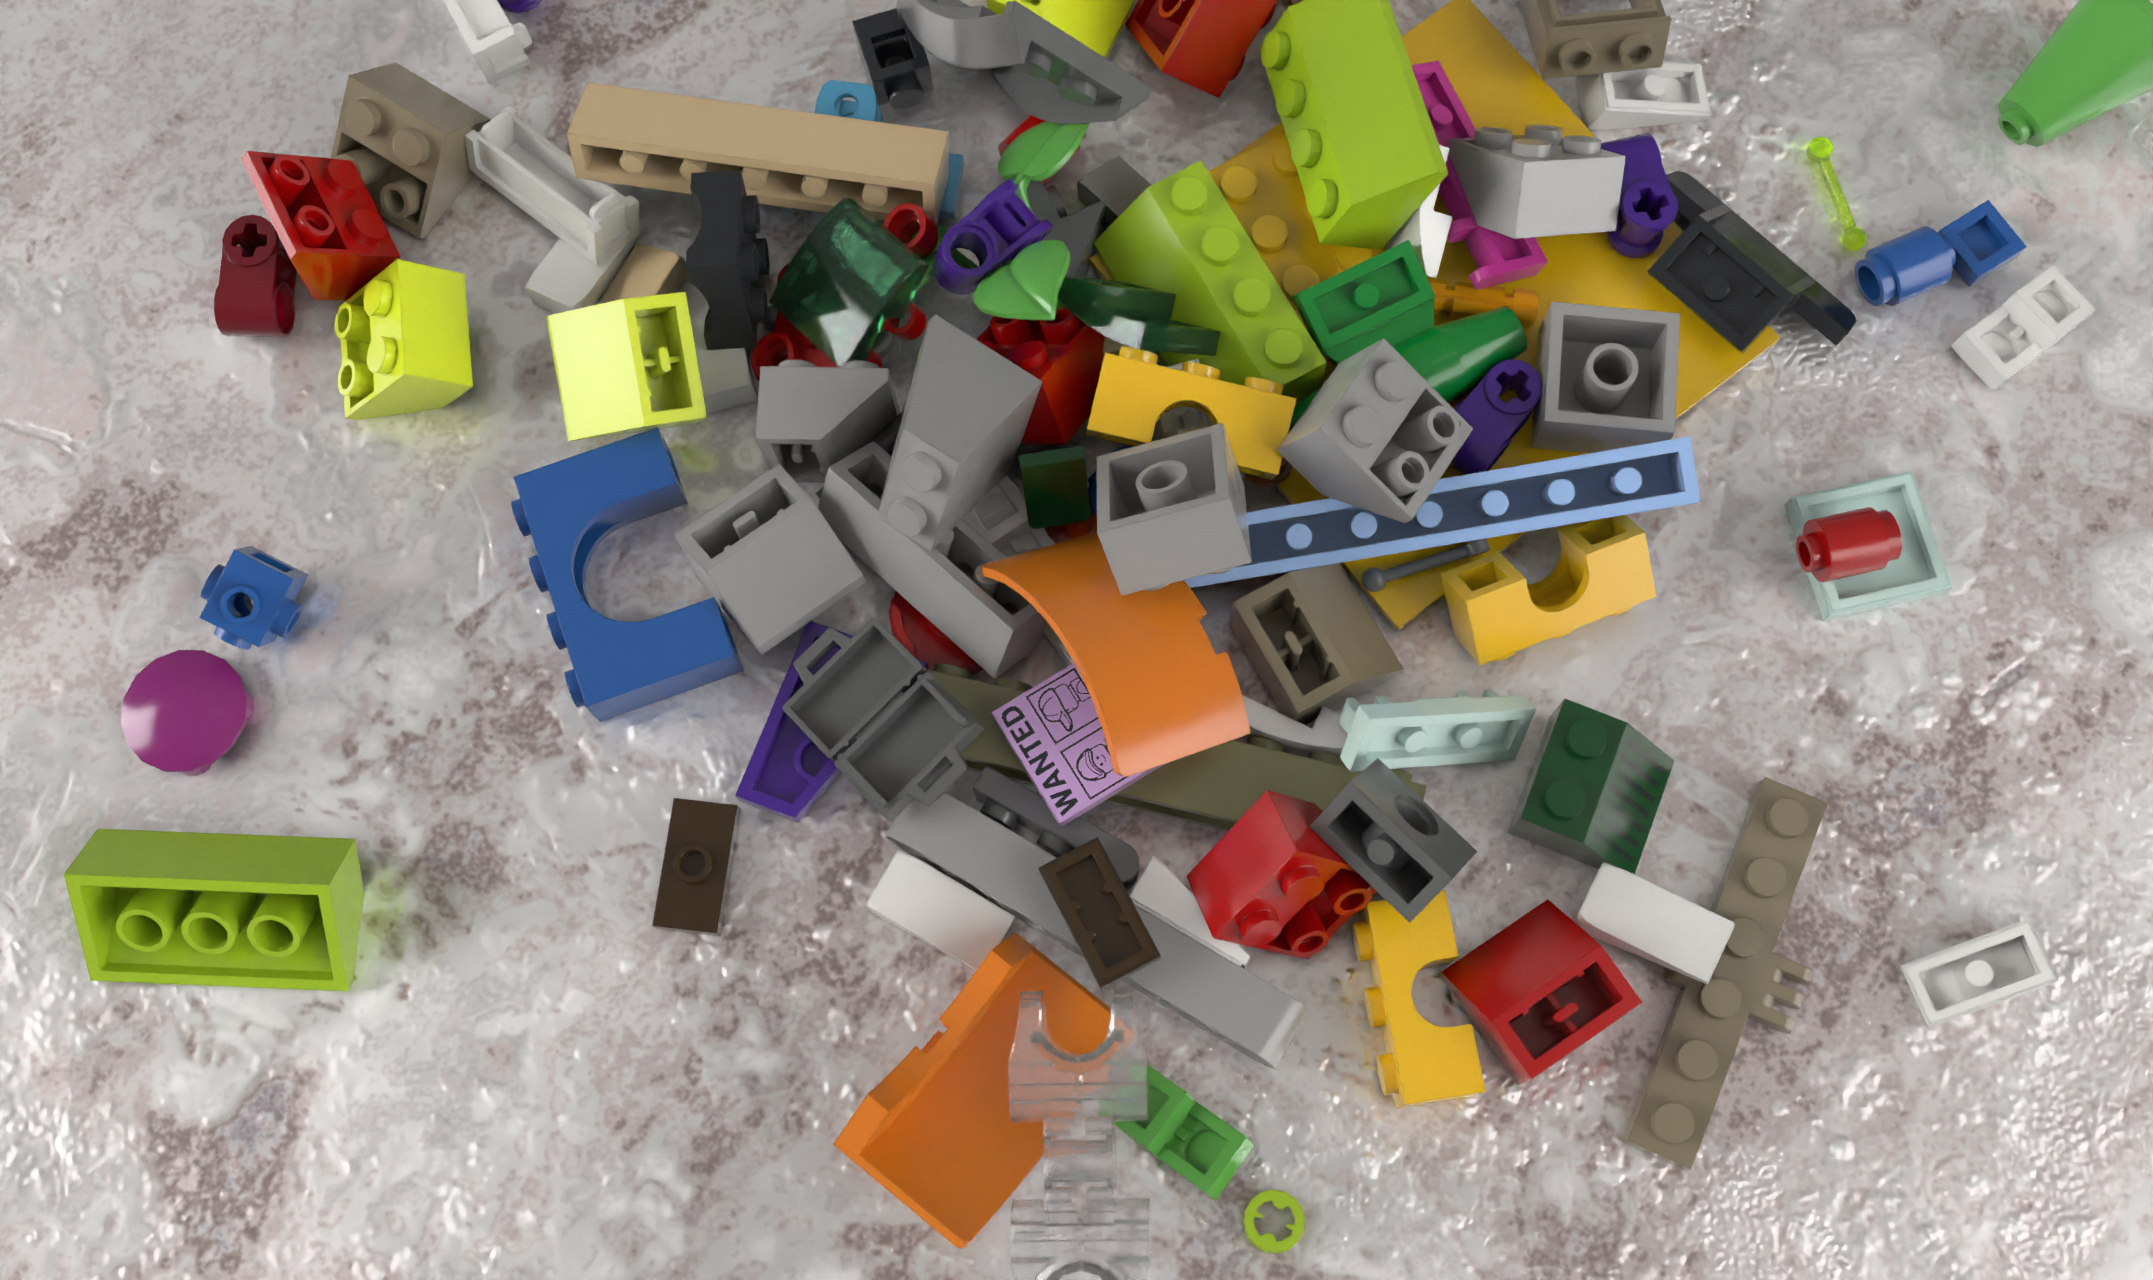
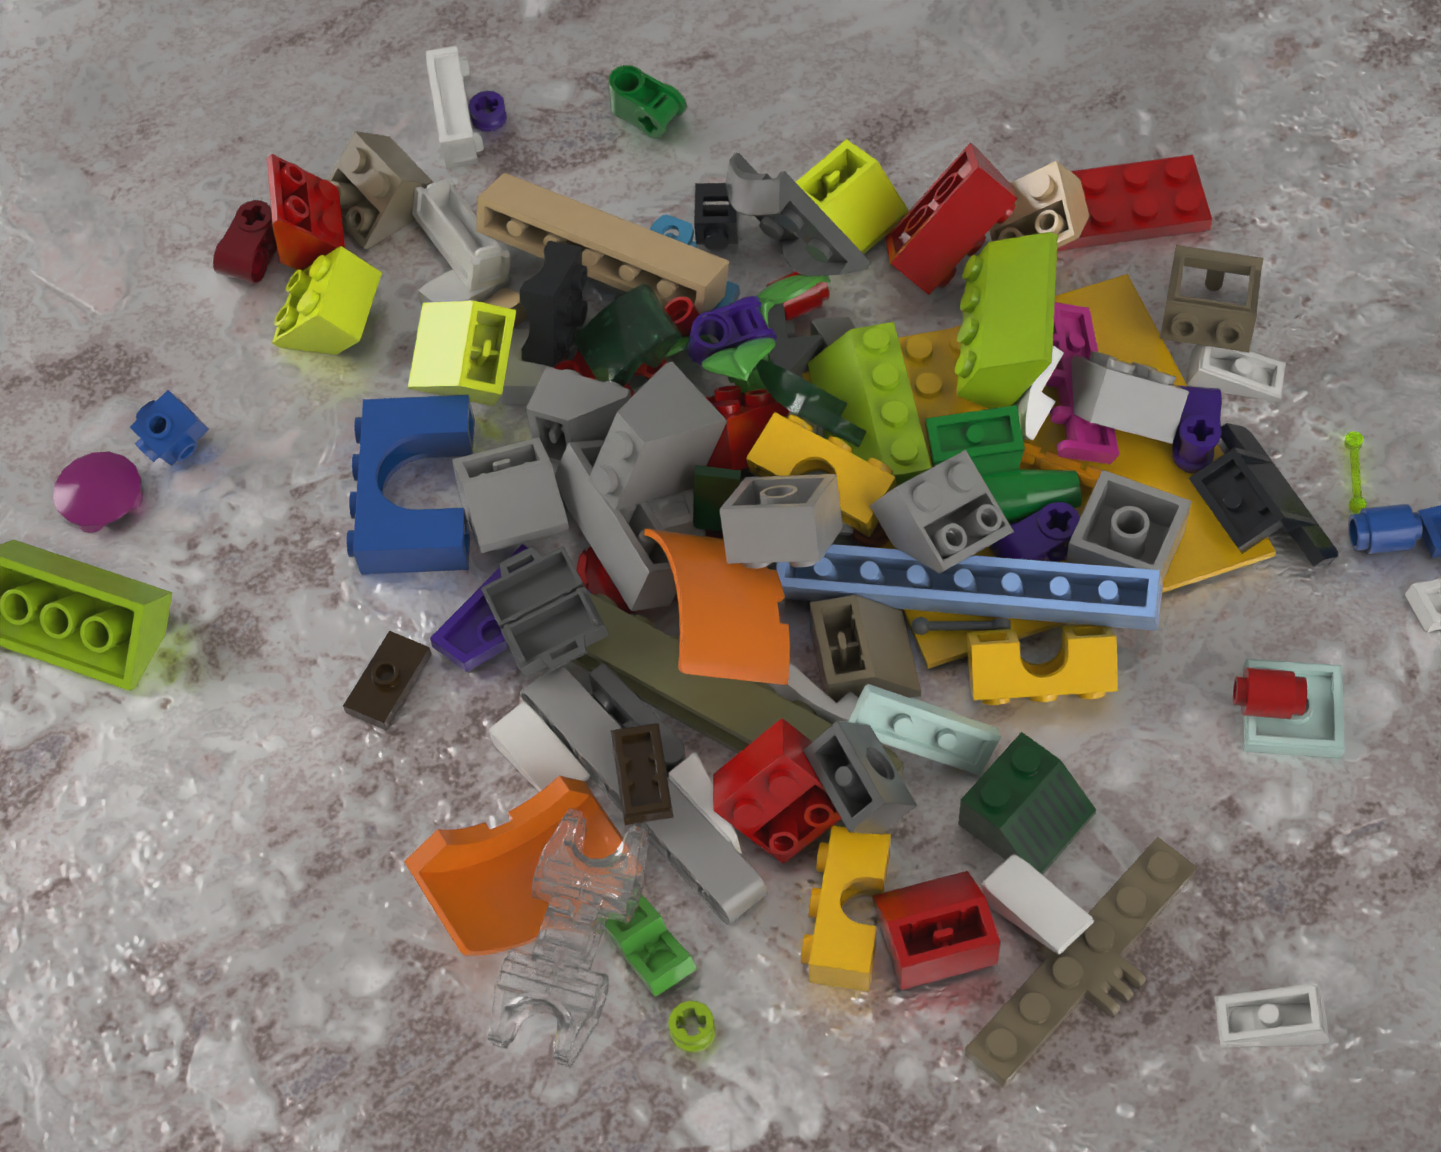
camera: 20 degrees right, 15 degrees down
(1062, 745) = (653, 669): lavender tile -> none

